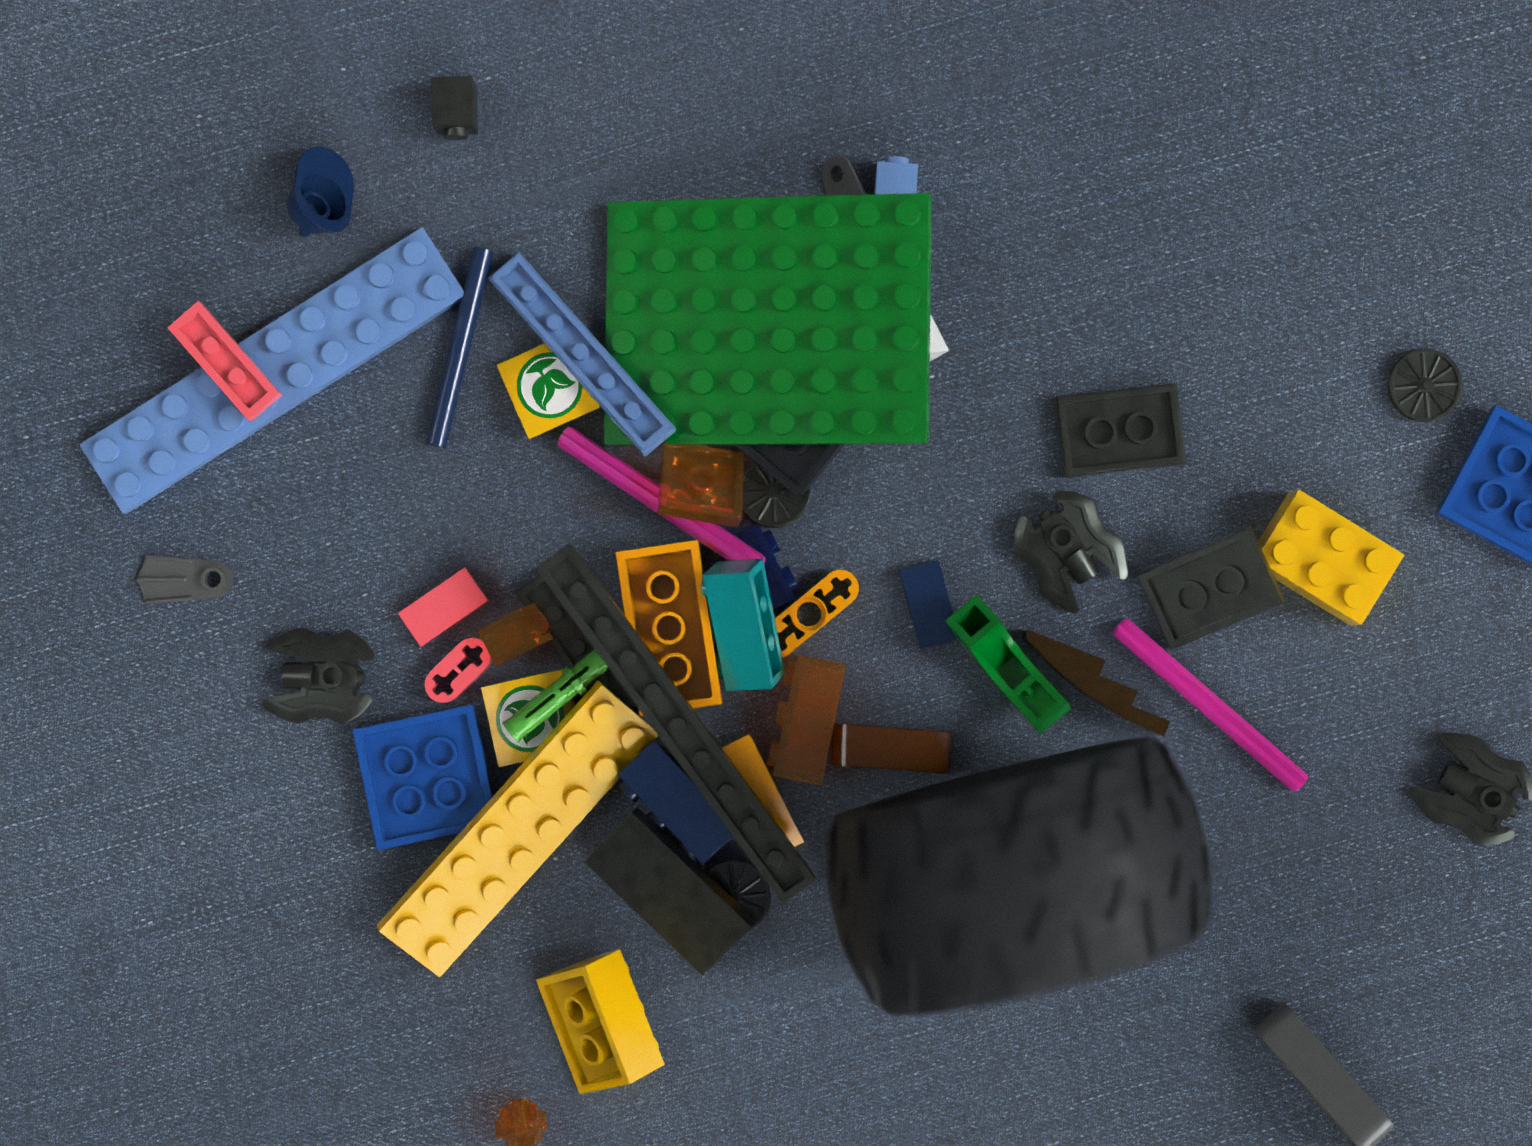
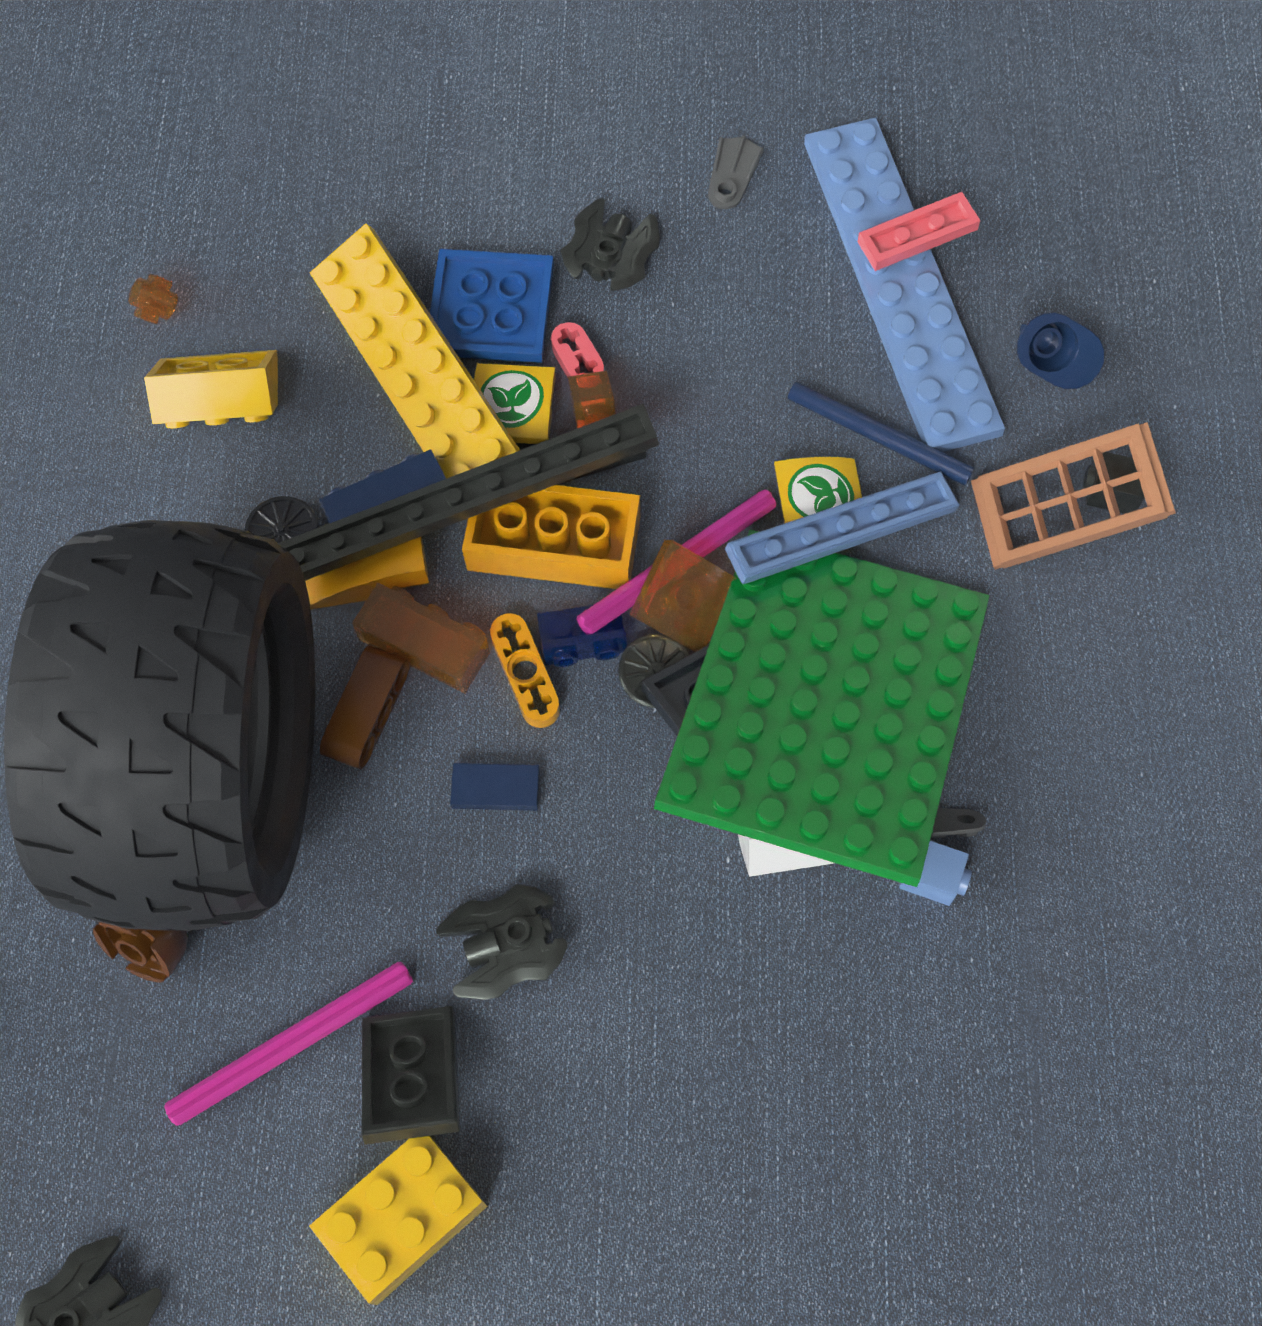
camera: 105 degrees right, 20 degrees down
(443, 607) = (640, 360): coral tile -> none
(454, 75) = (1148, 472): none -> nougat piece
(556, 695) = (518, 407): bright green pin -> none
(670, 891) = (307, 471): pearl dark grey tile -> none
(743, 624) = (532, 593): teal brick -> none
(1006, 664) = (423, 832): green arch -> none
(1083, 673) = (371, 913): dark brown slope -> none
(1119, 430) = (612, 1037): pearl dark grey tile -> none

